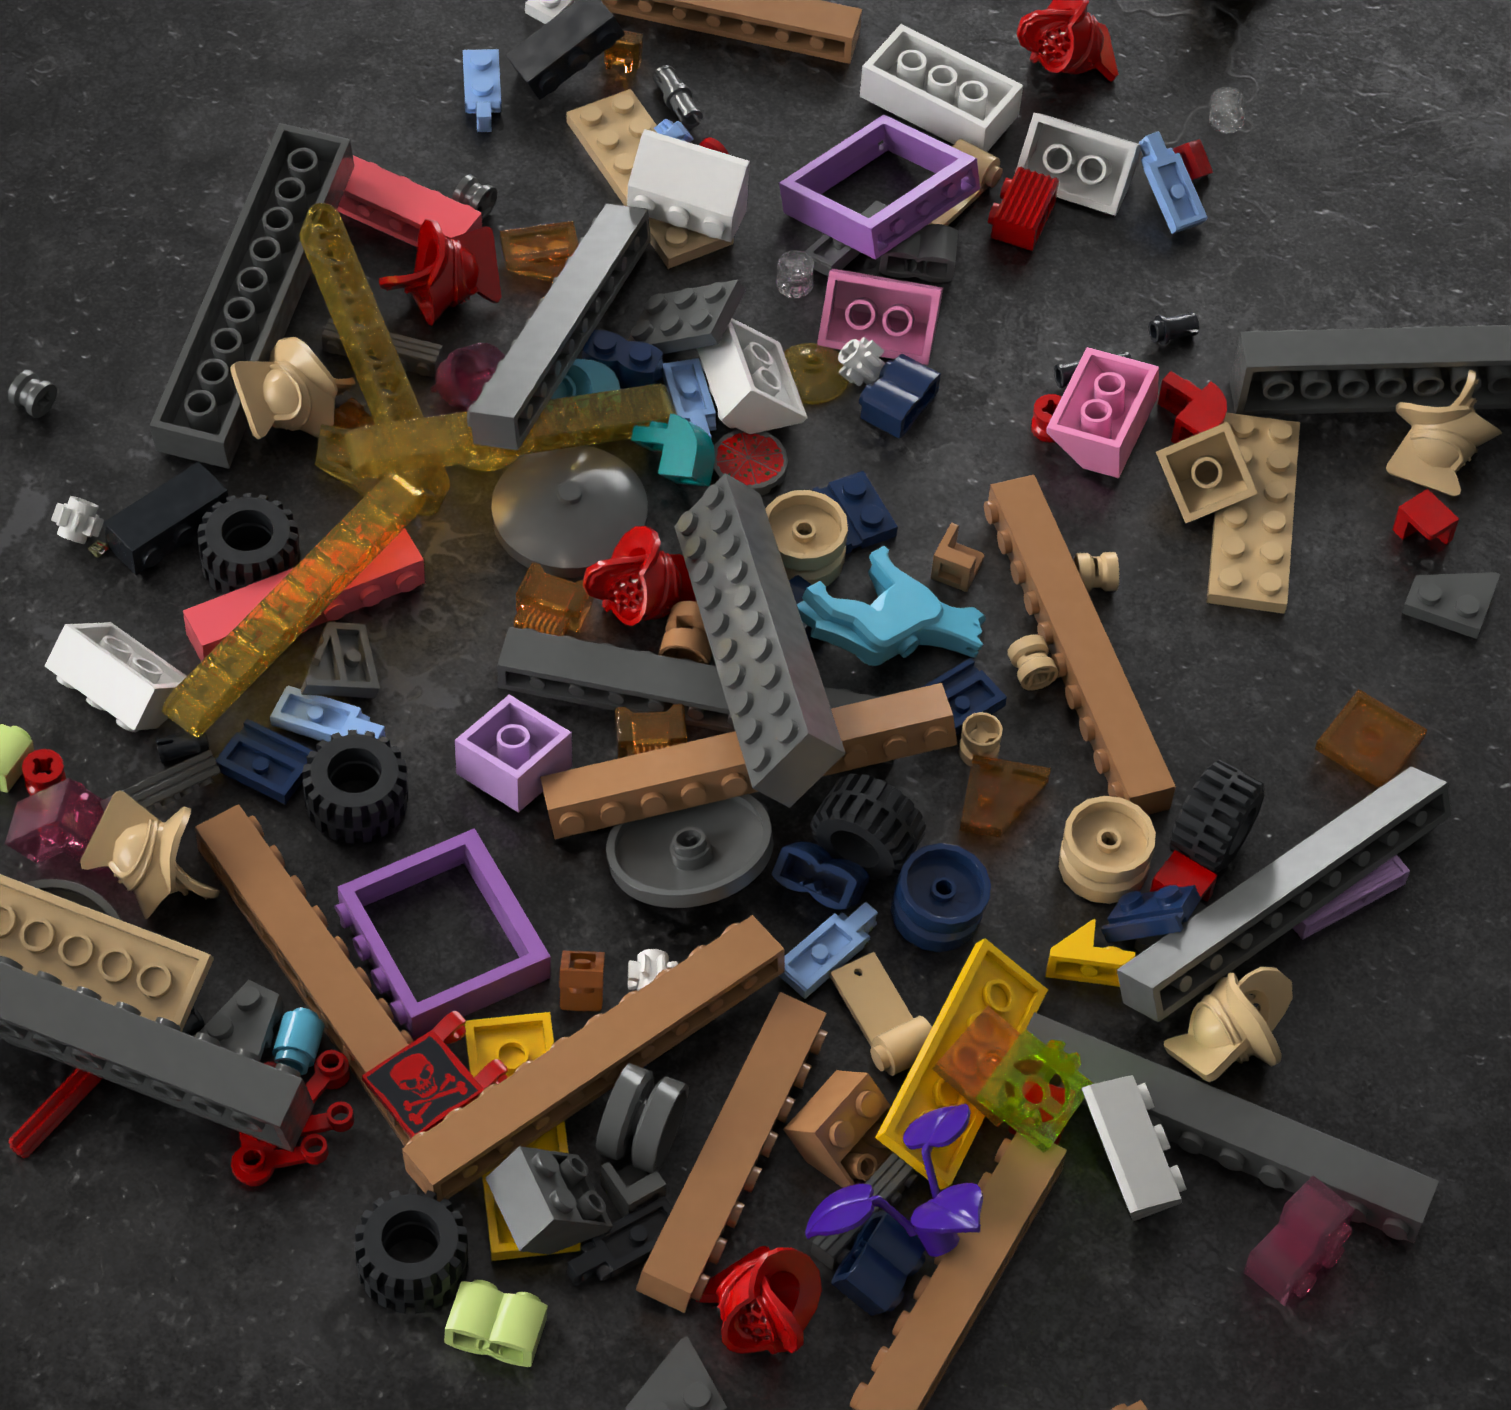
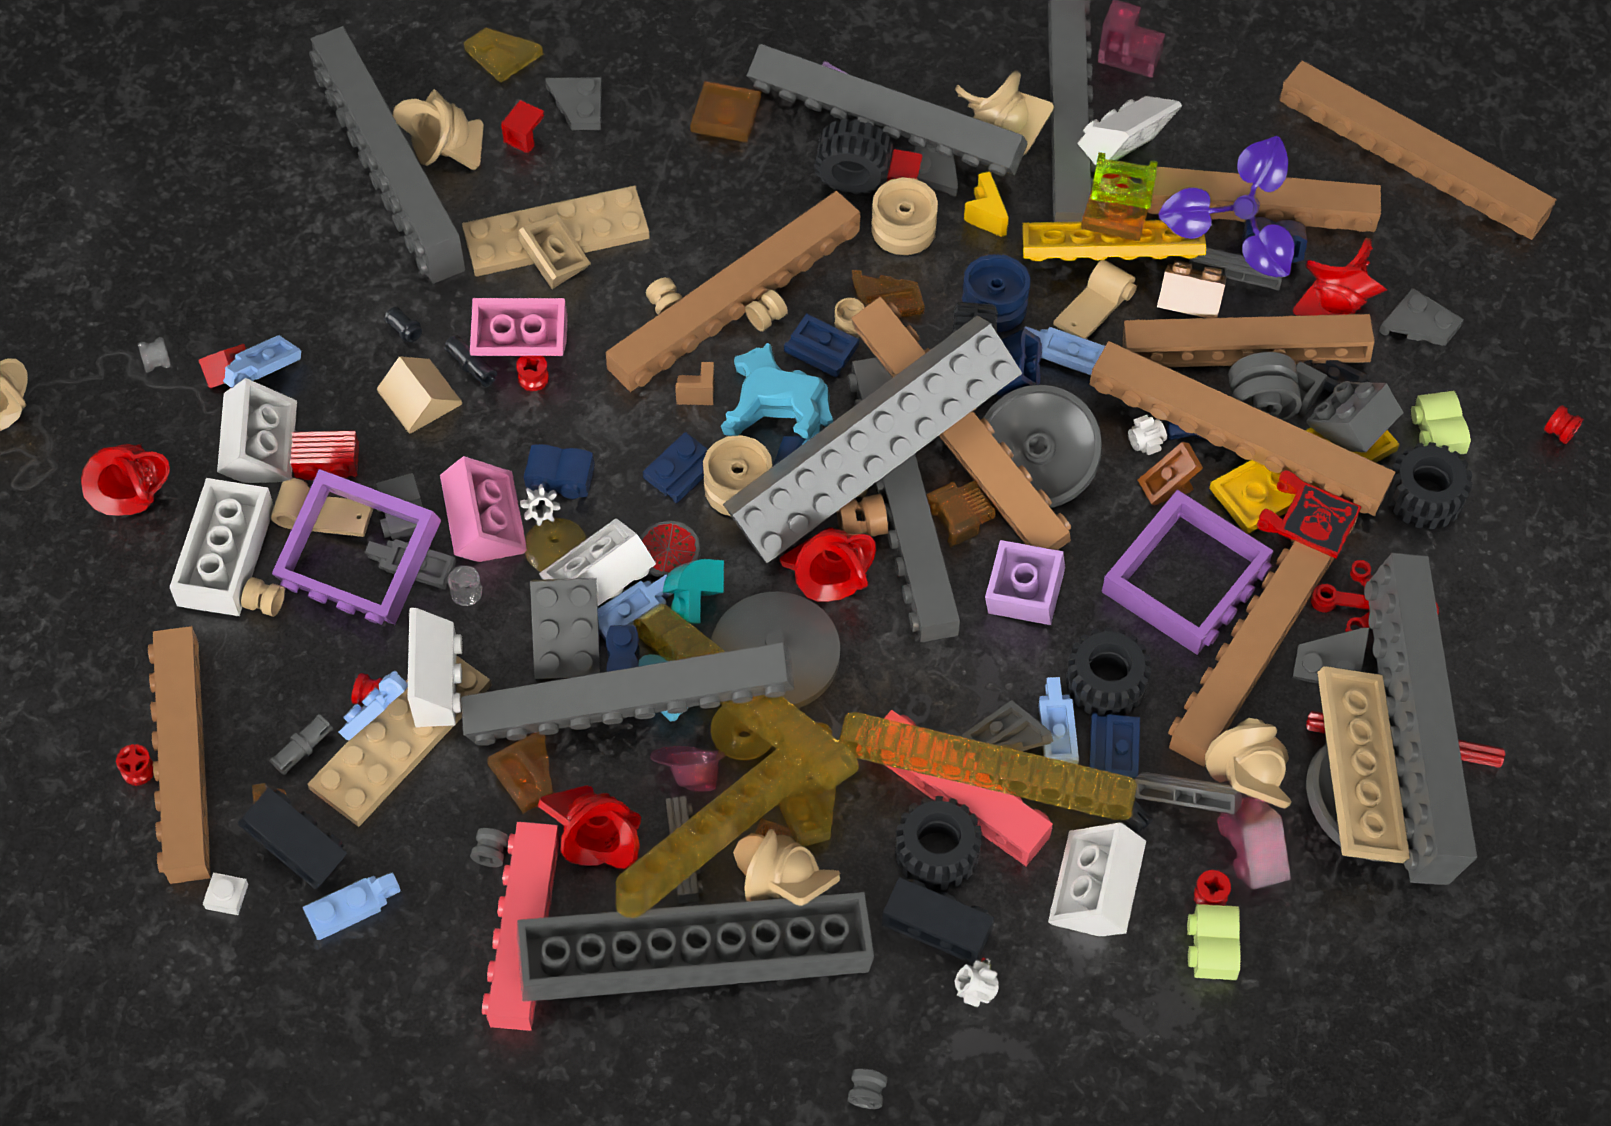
camera: 110 degrees left, 5 degrees up
(298, 1039) = (1322, 621): medium azure brick -> none
(550, 603) = (876, 621): clear orange piece -> none
(870, 106) = (262, 596): none -> tan wheel
(1074, 318) = (417, 392): none -> tan slope
(1151, 913) = (945, 173): dark blue plate -> none
(1195, 408) = (488, 278): red brick -> none

